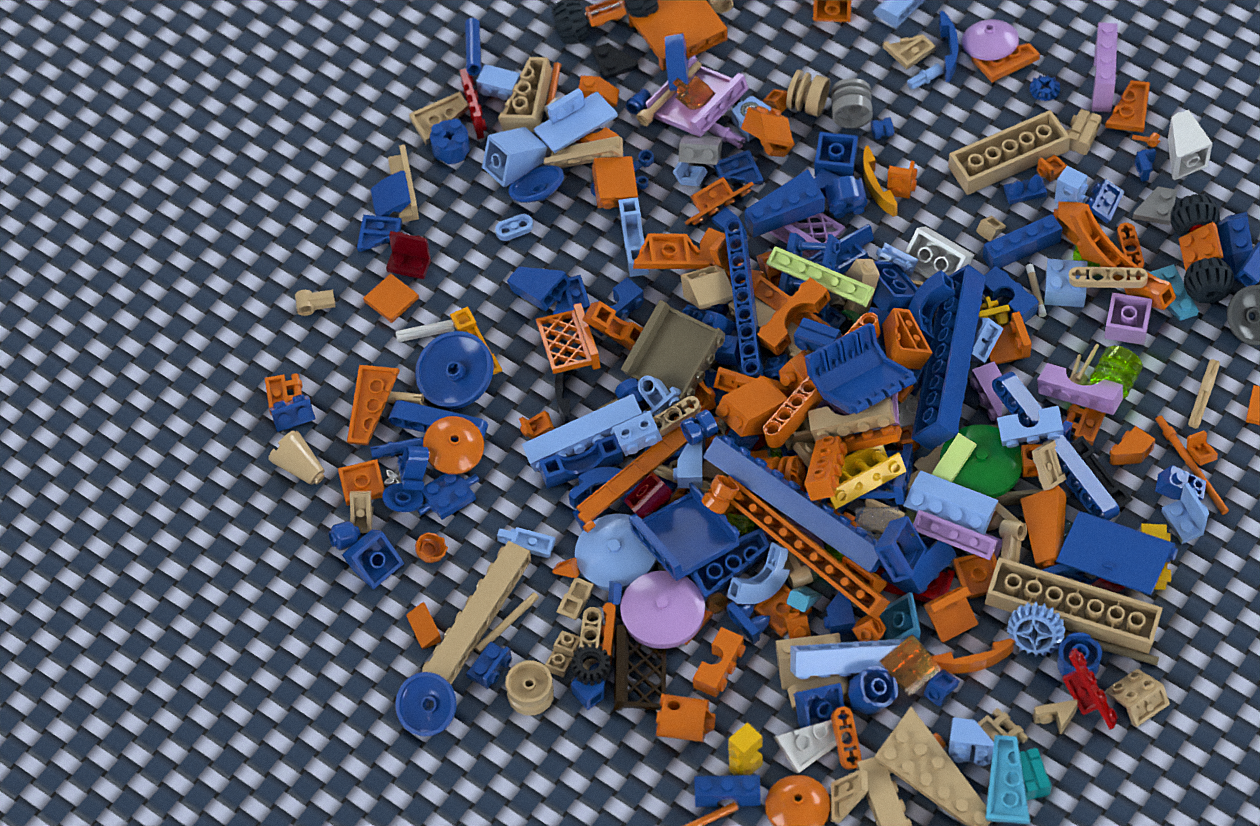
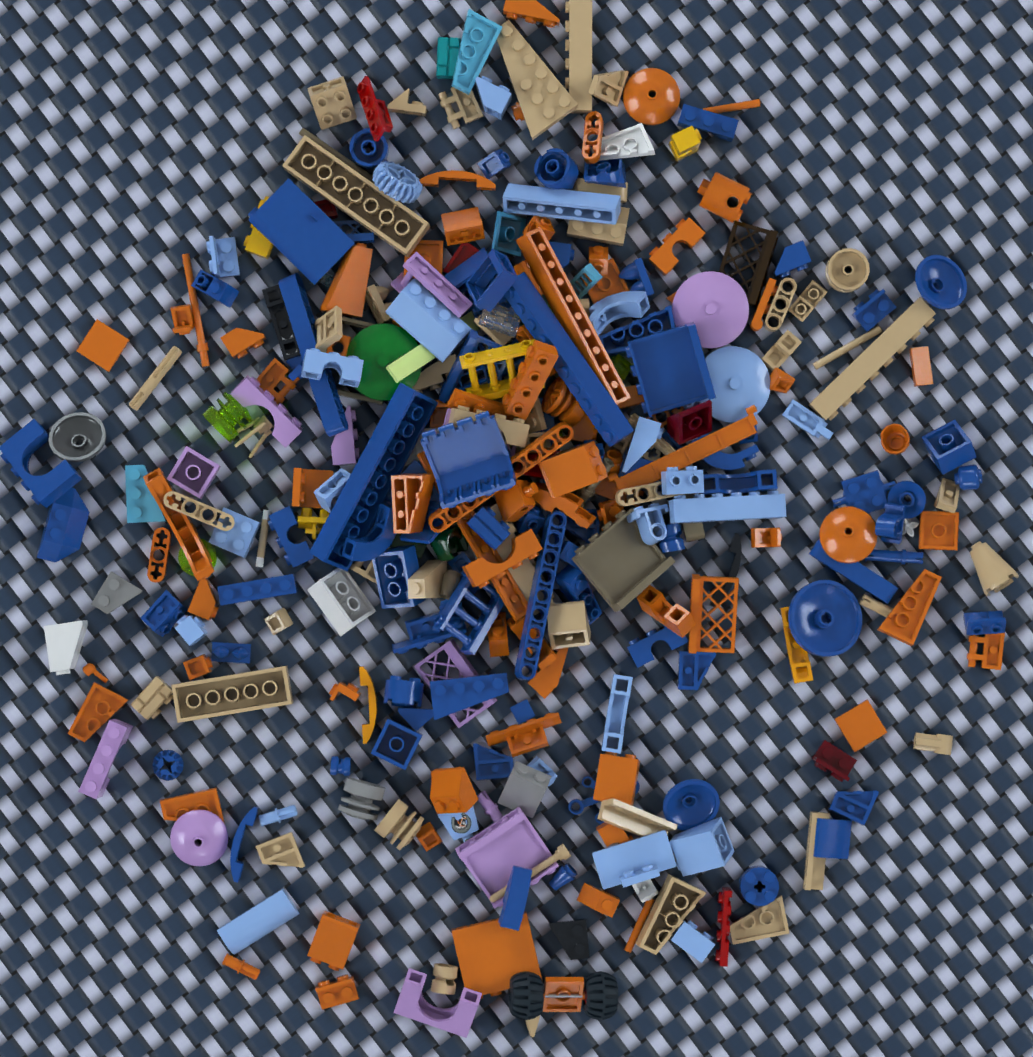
camera: 165 degrees left, 30 degrees up
(424, 331) = (835, 677): white axle -> none
(473, 46) = (705, 993): blue piece -> none
(513, 227) = (724, 766): light blue plate -> none
(538, 285) = (722, 686): blue slope -> none
(591, 675) = (793, 257): black tyre -> none
(615, 592) = (747, 339): blue tile -> none
(669, 252) = (592, 676): orange wing -> none
(694, 94) = (510, 856): clear orange brick -> none
(701, 426) = (621, 464): blue wheel -> none
(716, 603) = (660, 303): clear orange tile -> none
(720, 494) = (631, 386): orange wheel -> none
(831, 280) = (464, 591): yellowish green tile -> none
(892, 254) = (374, 604): light blue hinge -> none
(910, 665) = (517, 181): clear orange slope -> none
(1012, 535) = (383, 280): tan piece -> none
(1144, 163) = (111, 640): blue bracket -> none
(1206, 275) = (98, 521): black plate -> none

